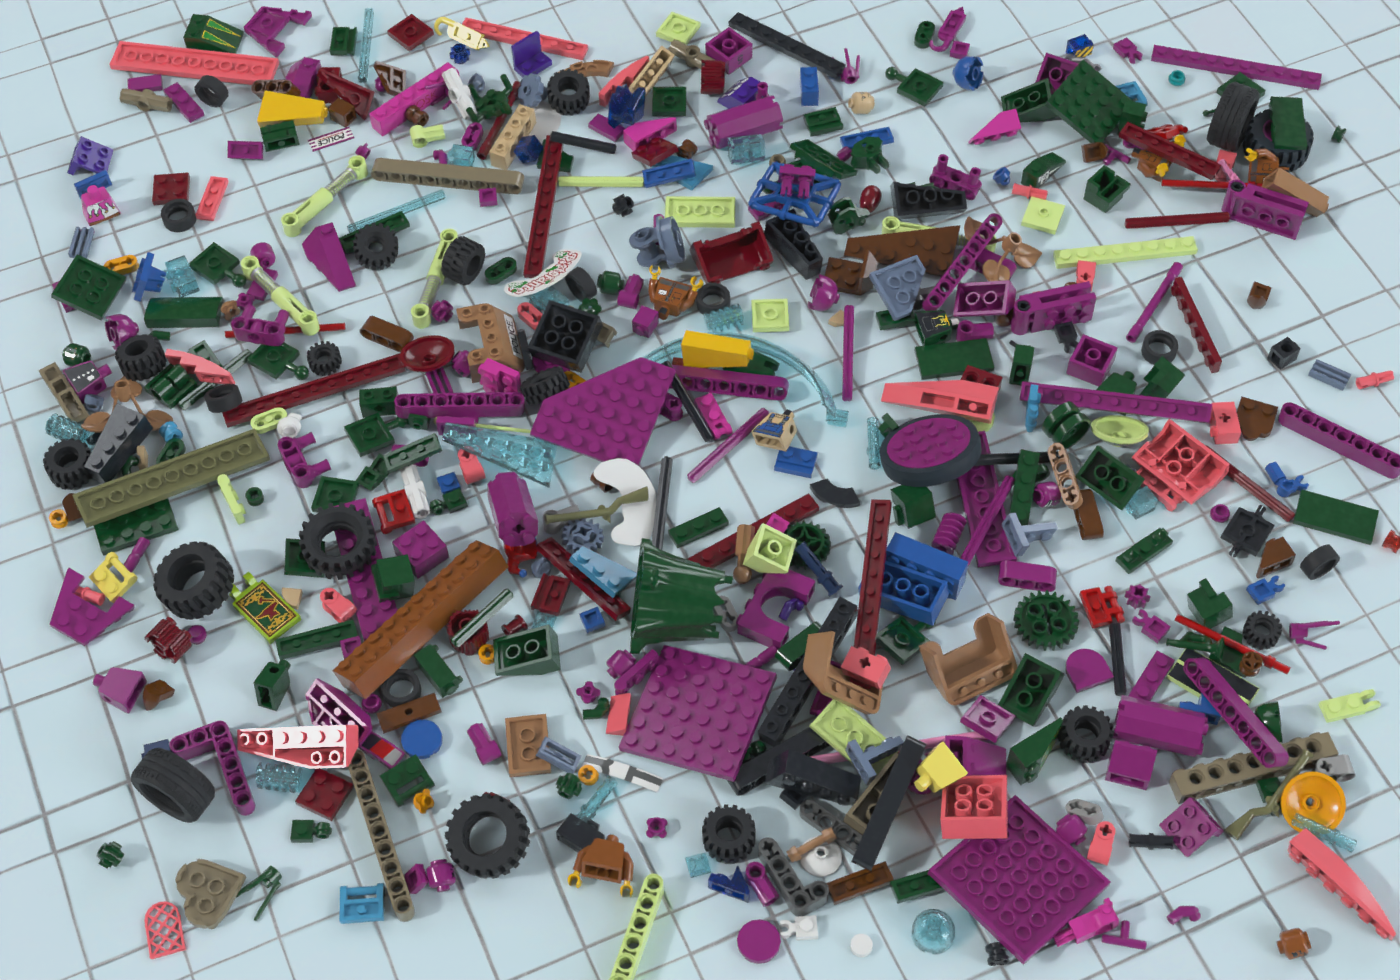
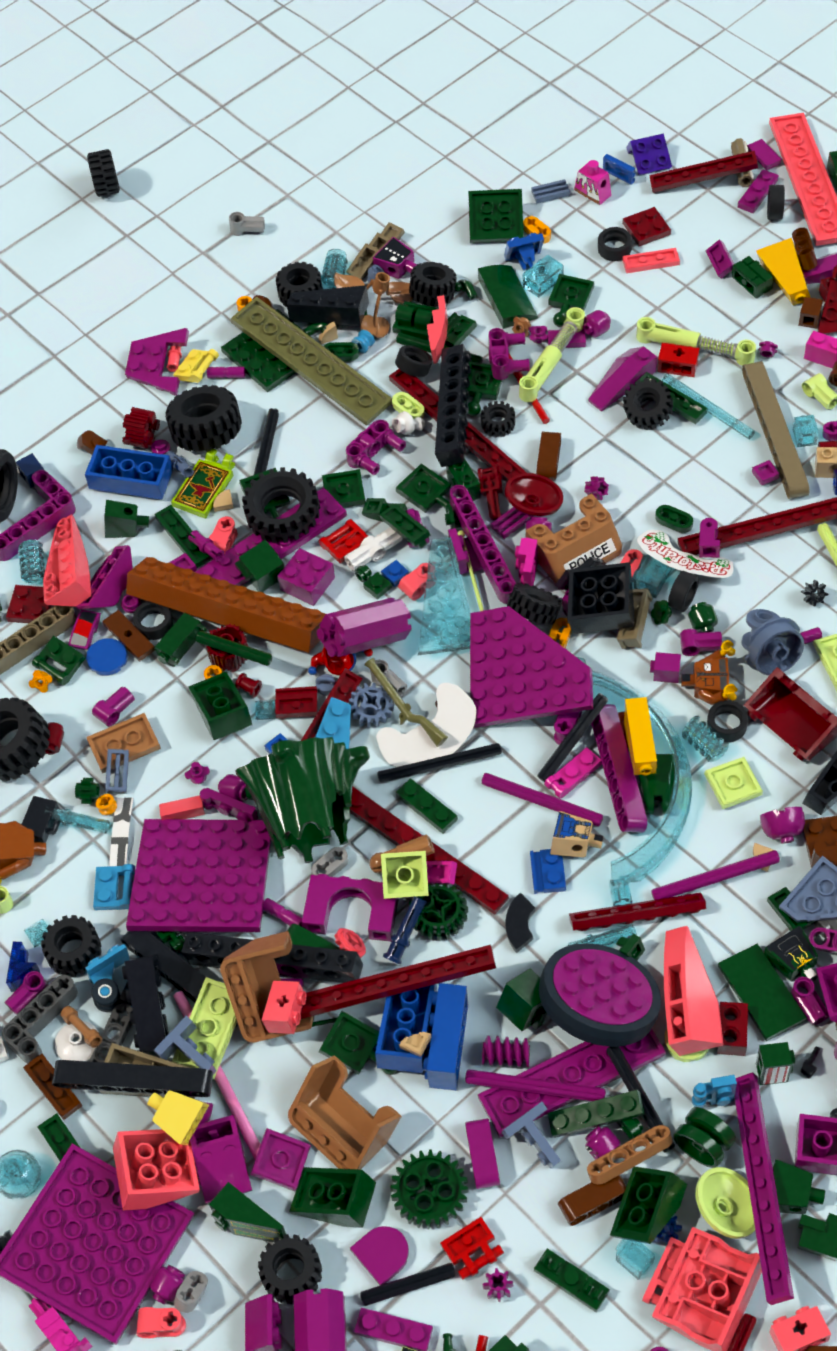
camera: 75 degrees right, 0 degrees up
(75, 354) = (418, 240): dark green head -> none
(120, 328) = (457, 257): magenta cylinder -> none
(120, 687) = (87, 415): magenta torso -> none
(142, 126) = (703, 171): none -> dark red plate
(216, 664) = (129, 472): none -> blue brick
(229, 621) = (180, 465): none -> sand blue pin
(231, 498) = (309, 412): yellowish green hinge -> none
(245, 545) = (267, 440): none -> black axle
(254, 491) = (317, 428): dark green bush -> none
(330, 139) = (776, 319): sticker -> none
(339, 211) = (678, 359): none -> red brick
(345, 617) = (206, 545): none -> magenta pin
(354, 397) = (452, 406): none -> black brick
(400, 380) = (490, 486): none -> dark red connector
(435, 278) = (685, 462): yellowish green piece -> none
(441, 155) = (800, 410): magenta arm -> none
(463, 260) = (660, 478): black tyre -> none
(540, 251) = (708, 545): none -> magenta leg
(599, 711) = (184, 791): dark green arm -> none
(656, 822) = (67, 877): magenta plate -> none
(675, 795) = (107, 887): none -> dark azure plate
(787, 816) = (100, 973): none -> plate
(789, 606) = (357, 920): dark purple arm -> none
(811, 614) = (350, 941): none -> coral gear
(858, 412) = (636, 911): none -> dark red plate
(934, 579) = (416, 1043): none -> tan tile
(1152, 627) = (462, 1314): magenta plate -> none

